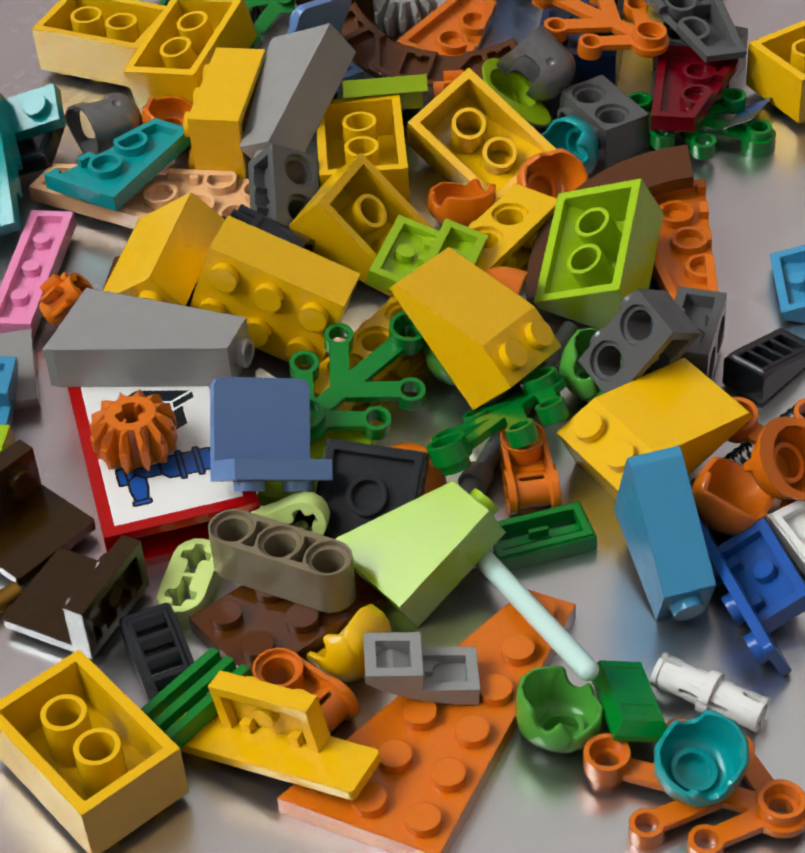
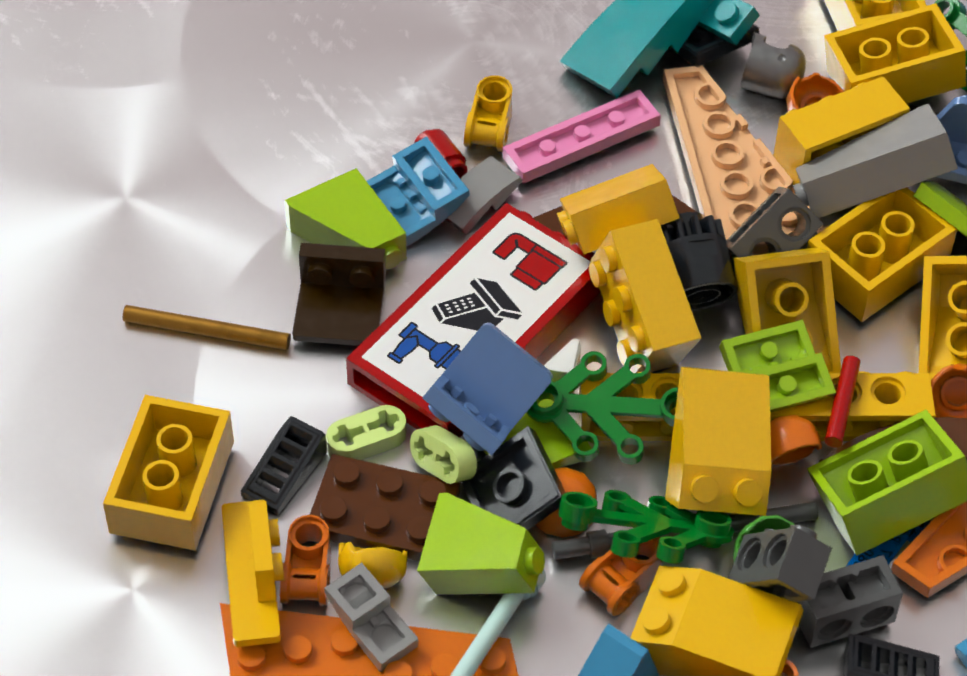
camera: 50 degrees right, 10 degrees up
(60, 295) = (564, 176): orange gear -> none
(80, 599) = (300, 380): dark brown bracket -> none
(123, 170) = (718, 112): teal wing -> none
(133, 431) = (440, 308): orange gear -> none
(145, 343) = (530, 255): light grey slope -> none
(187, 695) = (243, 491): green tile -> none
(282, 560) = (405, 490): dark tan beam -> none
(459, 201) = (887, 348): orange hair -> none
(499, 239) = (842, 402): none -> red piece
(545, 544) = (565, 621): green tile -> none

